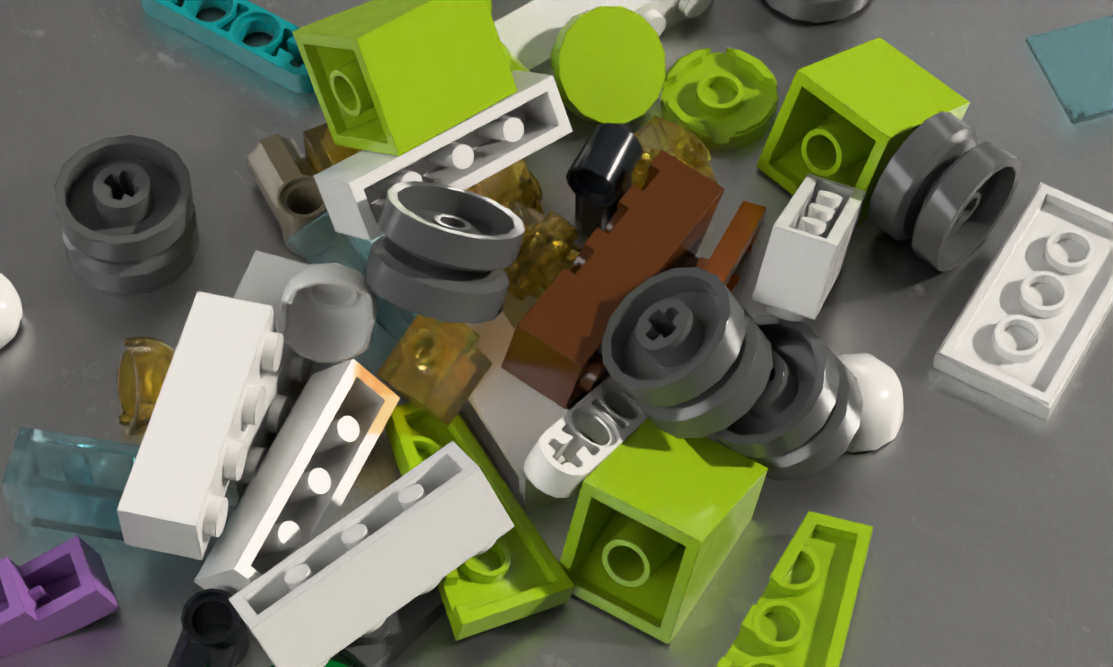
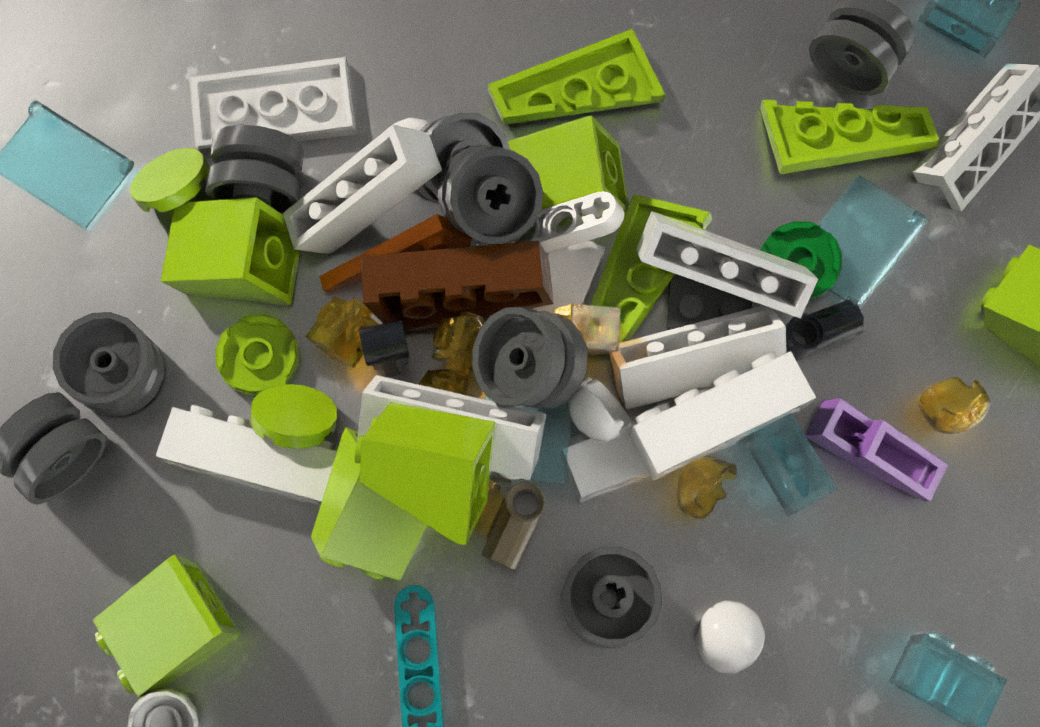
camera: 130 degrees left, 20 degrees up
(1013, 114) = (169, 180): none -> lime tile

